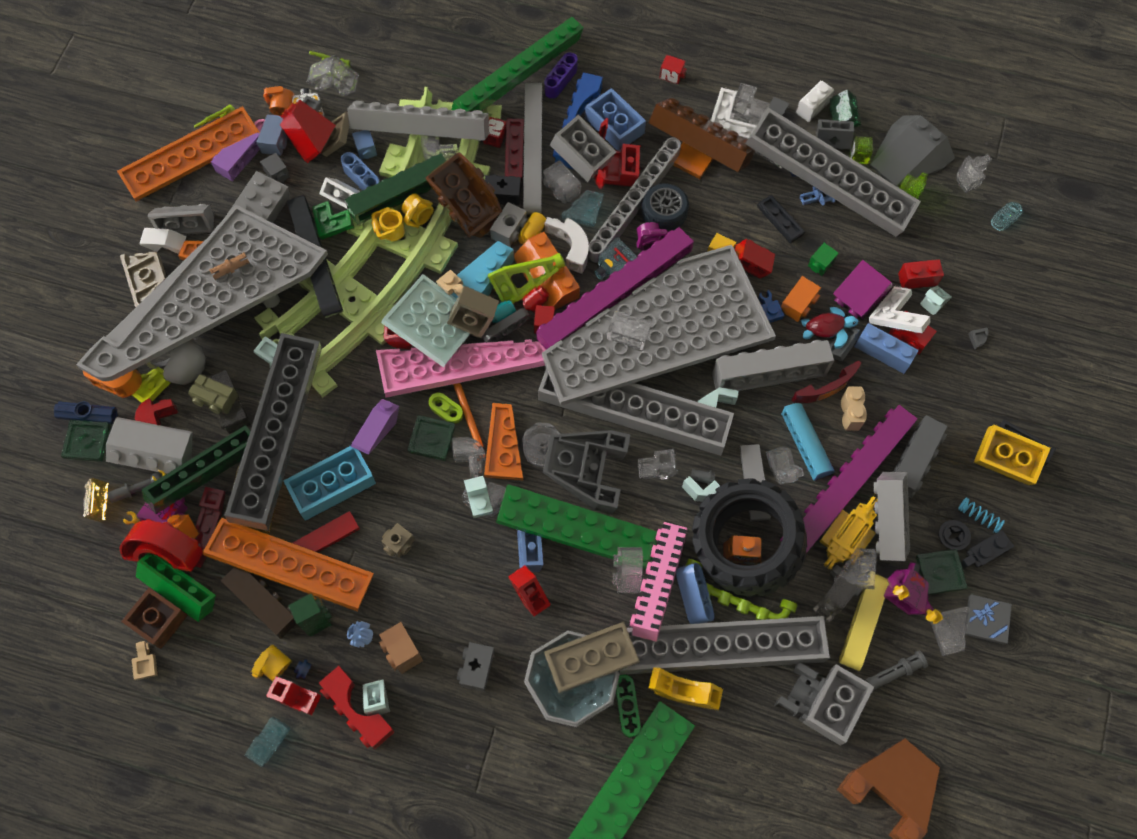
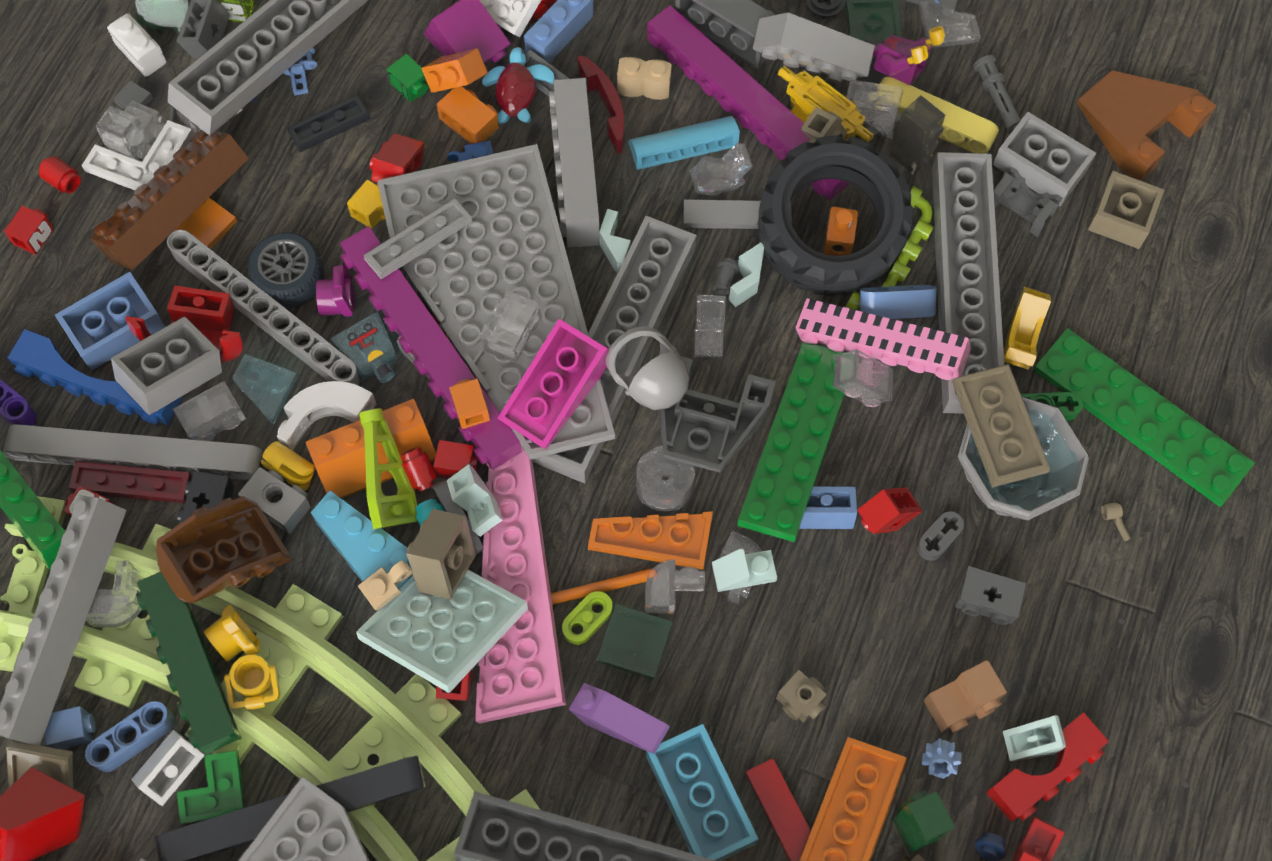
camera: 85 degrees left, 0 degrees up
(516, 637) = (945, 539): none -> dark grey beam
(520, 328) = (474, 496): none -> light aqua slope
(549, 759) = (1115, 512): none -> dark tan hand
(571, 311) = (469, 403): none -> orange brick
(592, 361) = (554, 384): none -> dark pink slope
(595, 420) = (660, 381): none -> light grey piece
(688, 270) = (417, 238): none -> light grey tile
(713, 78) = (59, 174): none -> red brick
(803, 771) = (1126, 209): none -> dark tan brick
(823, 527) = (822, 125): none -> dark tan brick
(828, 281) = (454, 70): none -> orange brick

